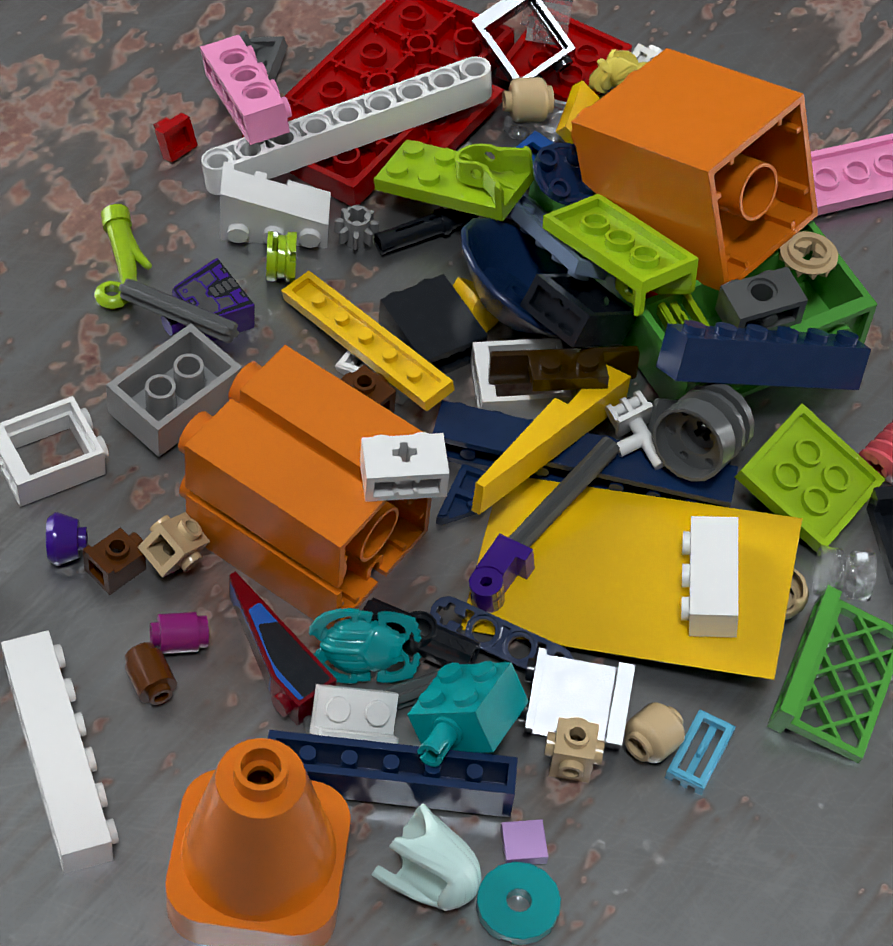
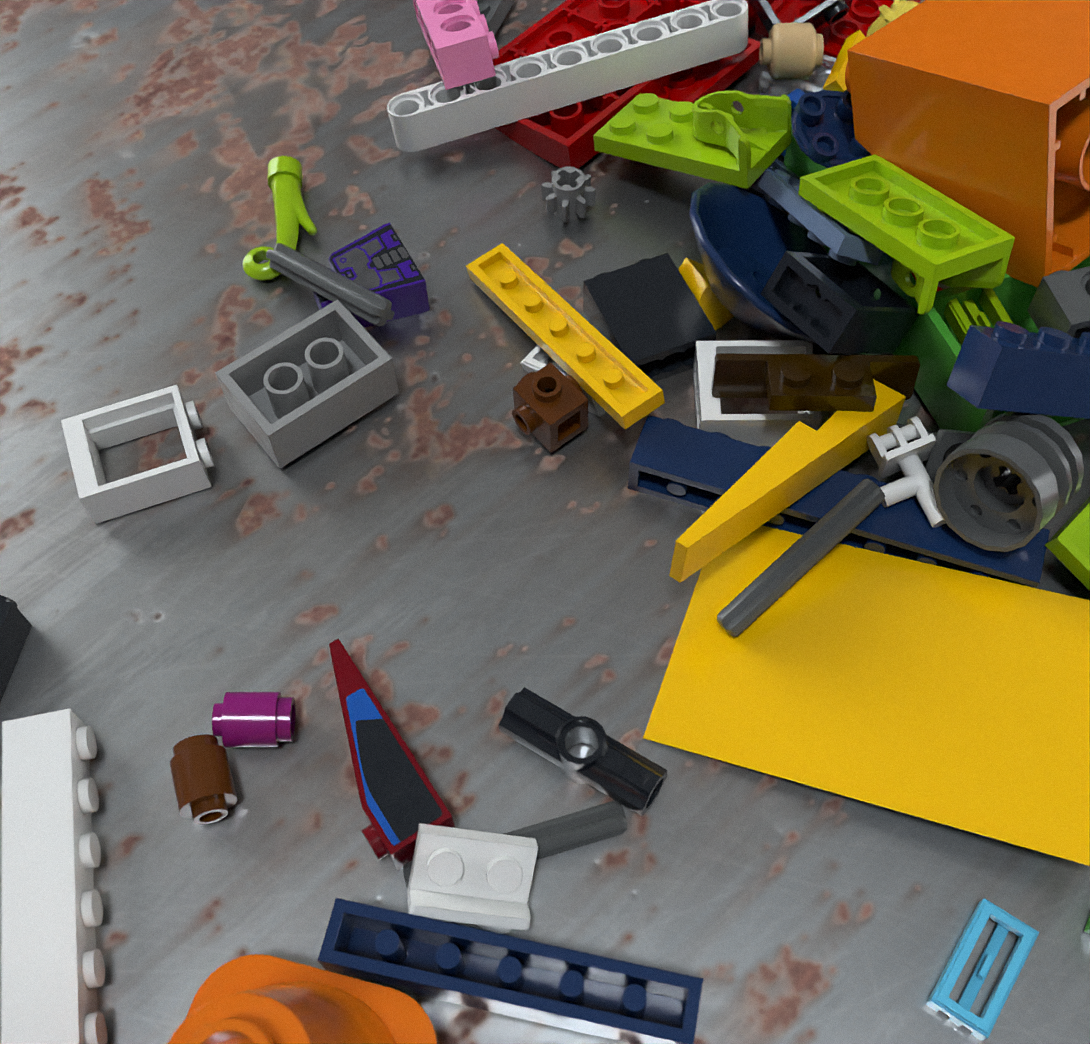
camera: 15 degrees right, 5 degrees up
(64, 538) = (129, 573): dark purple cone -> none
(115, 560) = (193, 606): reddish brown brick -> none
(174, 544) = (265, 592): tan brick -> none
(175, 136) = (370, 85): red tile -> none
(258, 205) = (465, 171): white wedge -> none
(281, 256) = (470, 224): lime wheel -> none
(284, 486) = (444, 522): orange brick -> none
(365, 645) = (500, 763): teal shield -> none
(404, 467) = (538, 537): white brick -> none
(441, 222) = (626, 206): black pin -> none
(460, 496) = (657, 551): dark blue tile -> none
(467, 709) = (632, 891): teal brick -> none
(497, 571) = (700, 662): dark purple leg -> none
(504, 632) = (696, 768): dark blue beam -> none
(574, 749) = (781, 974): tan brick -> none
(580, 690) = (804, 874): panel -> none
(654, 732) = (916, 938): tan head -> none
(711, 576) = (1013, 699): white brick -> none

